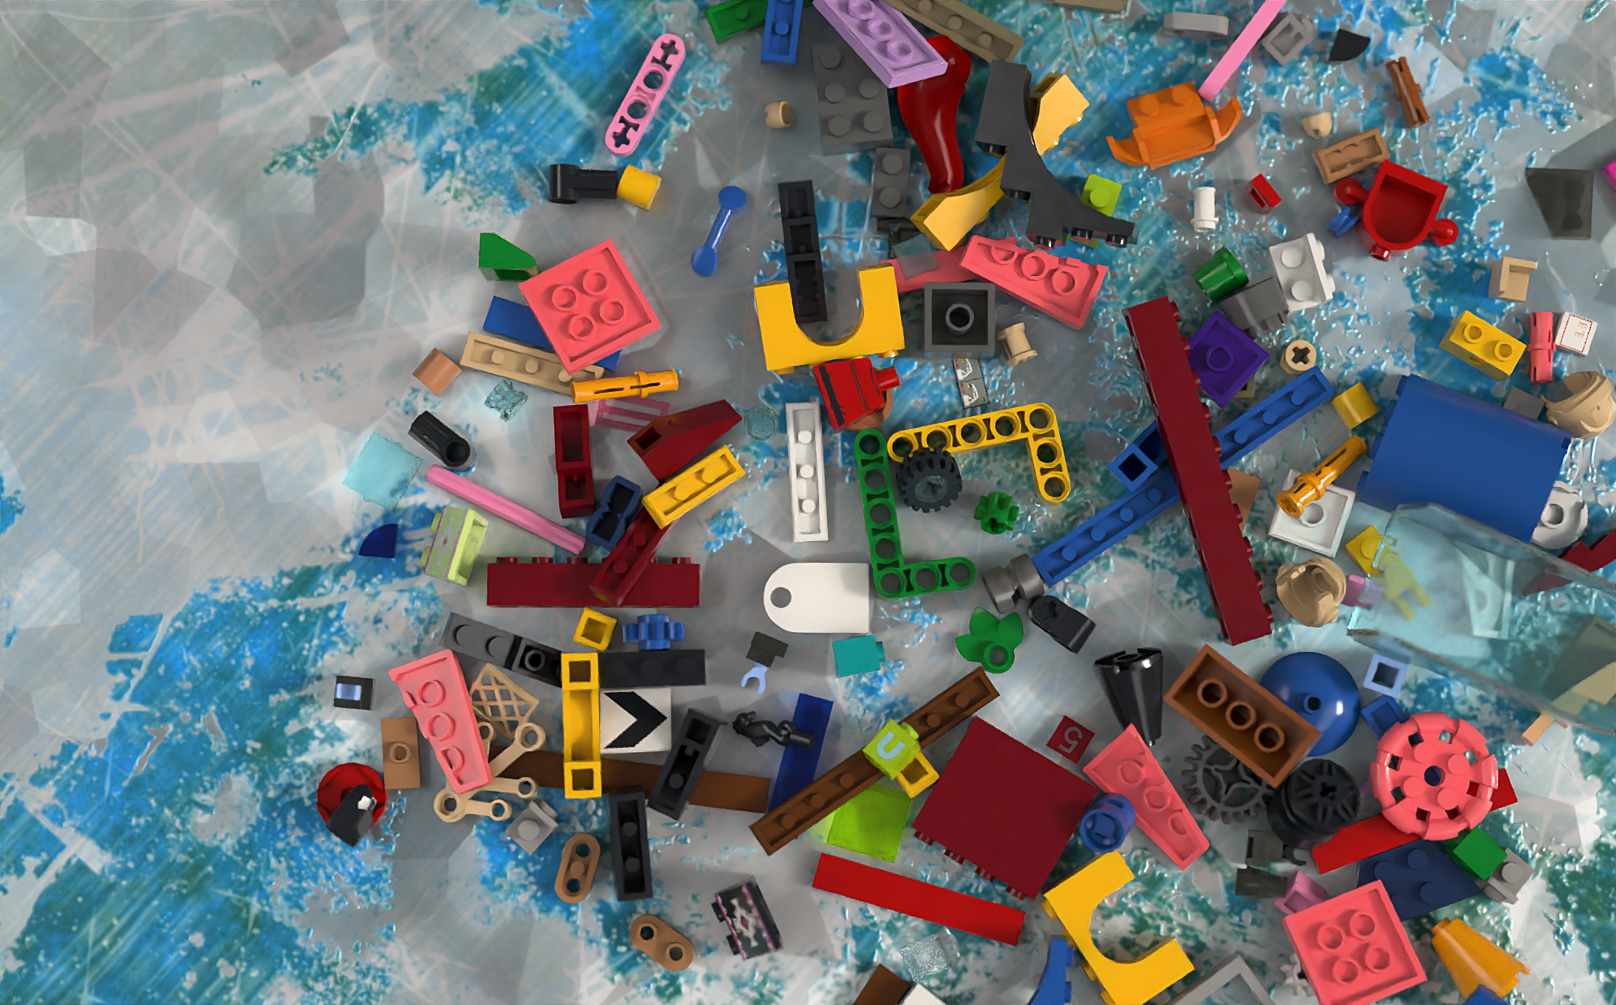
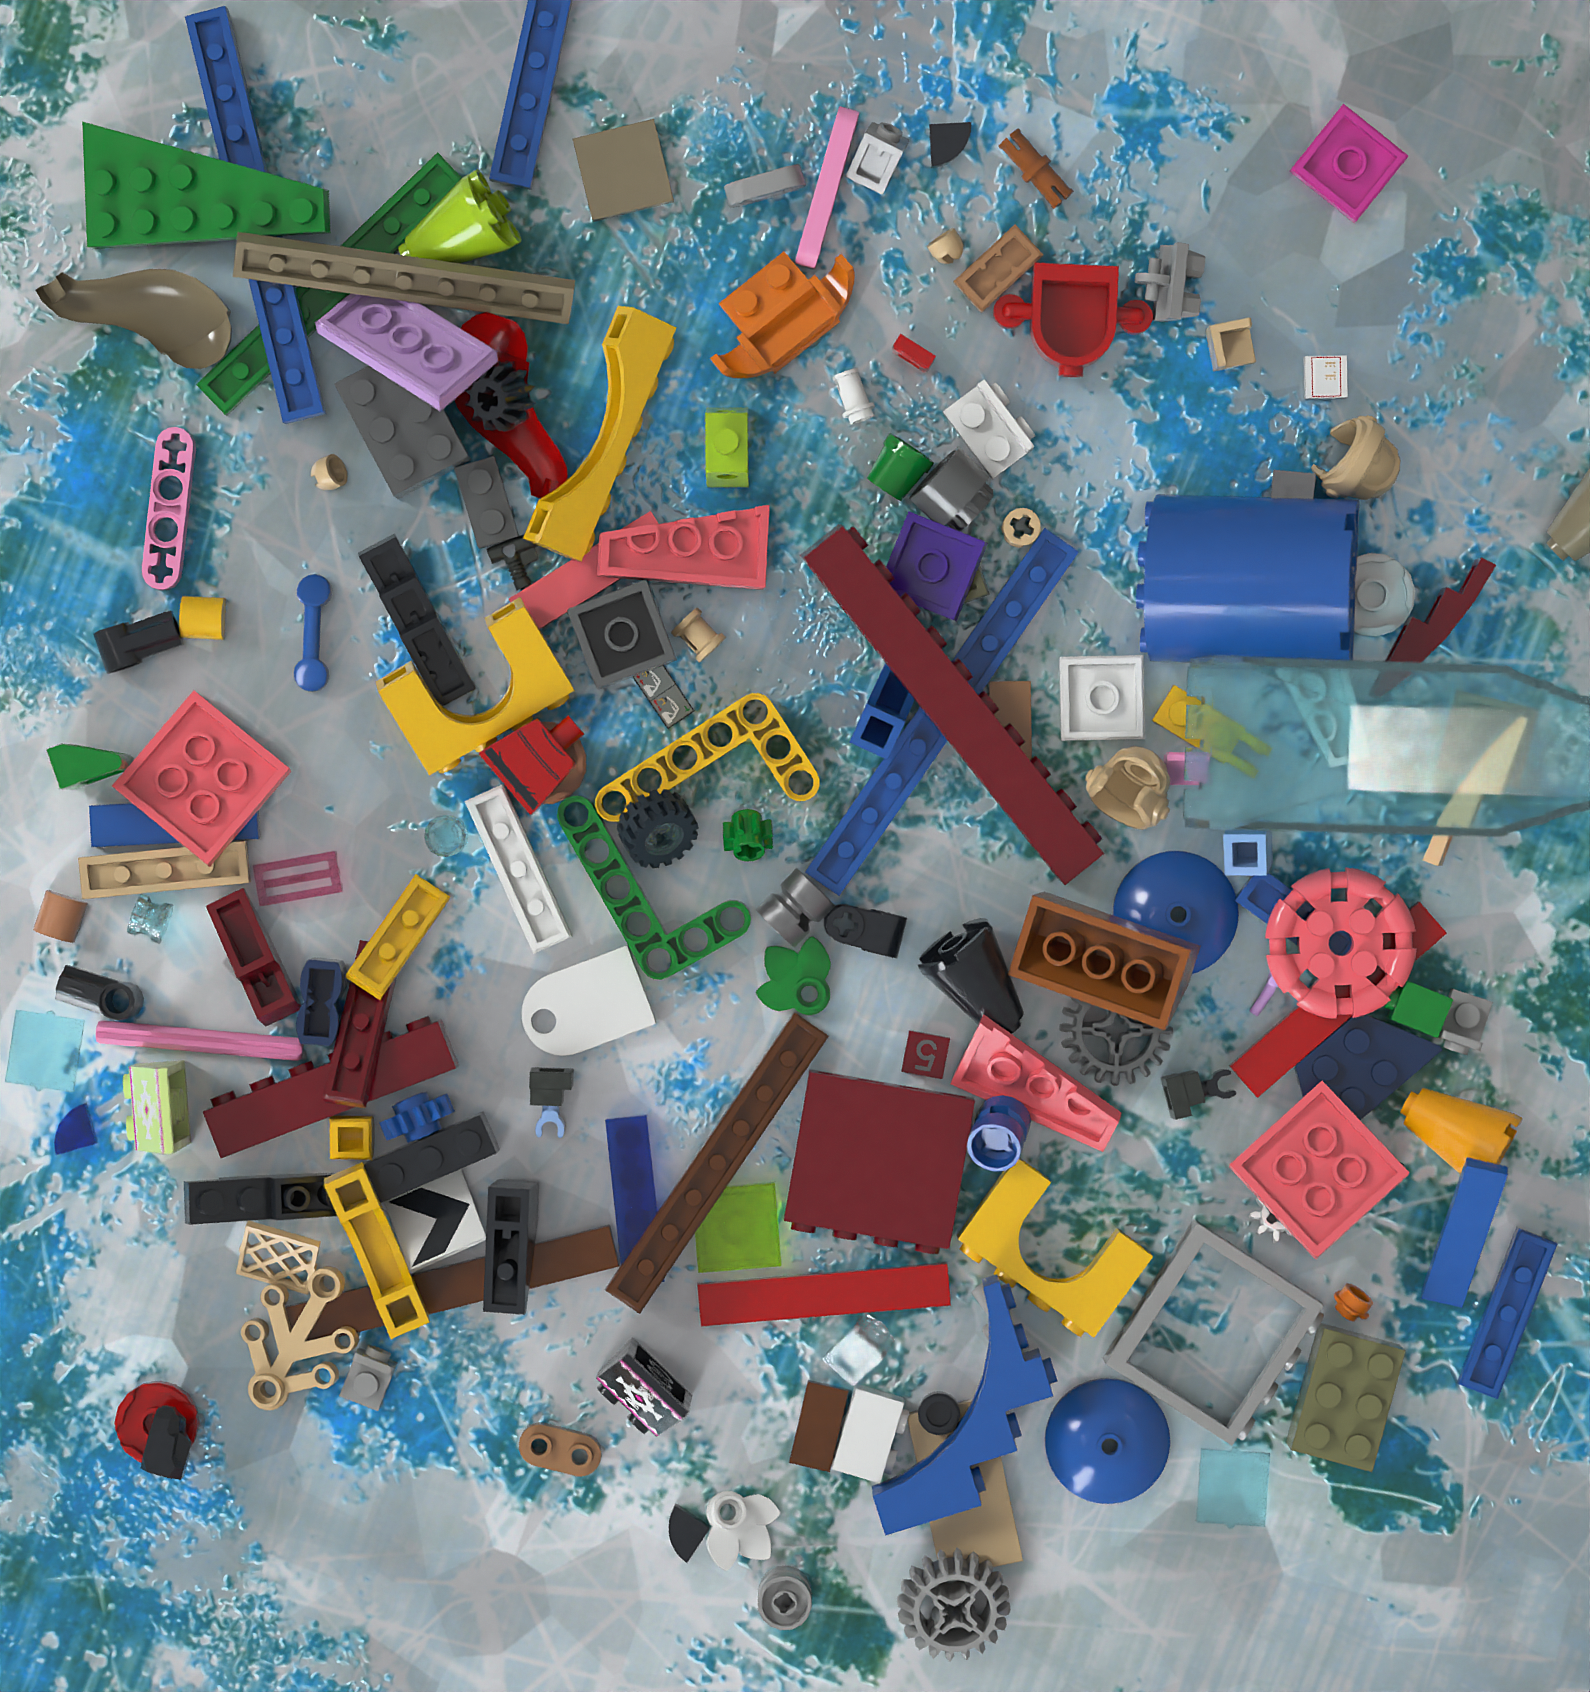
camera: 15 degrees left, 5 degrees up
(354, 692) = (113, 1308): pearl dark grey piece -> none
(401, 753) = (191, 1353): medium nougat plate -> none
(442, 706) = (216, 1286): coral wing -> none
(578, 867) = (436, 1403): medium nougat plate -> none
(623, 386) = (276, 853): light orange pin -> none
(629, 843) = (480, 1357): black brick -> none
(679, 437) = (360, 887): dark red slope -> none
(761, 731) = (579, 1178): black animal -> none
(858, 655) = (654, 1053): teal brick -> none
(892, 748) = (730, 1145): lime brick -> none
(915, 256) = (546, 579): clear light blue tile -> none
(916, 775) = (765, 1160): yellow brick -> none
(934, 103) = (500, 397): none -> black gear
(1054, 211) = (592, 397): black arch -> none
(1259, 884) = (1192, 1135): clear smoke cone -> none
(1300, 894) = (1243, 1127): bright pink slope -> none
(1312, 484) = (1089, 667): light orange pin -> none
(1313, 804) = (1215, 1048): black wheel -> none
(1342, 222) = (1015, 350): blue bush -> none
(1355, 405) = (1106, 555): yellow brick -> none
(1479, 214) = (1167, 281): none -> light grey hips
(1482, 346) = (1224, 434): yellow brick -> none
(1541, 347) = (1293, 407): coral pin -> none
(1563, 200) = (1258, 227): clear smoke wing -> none

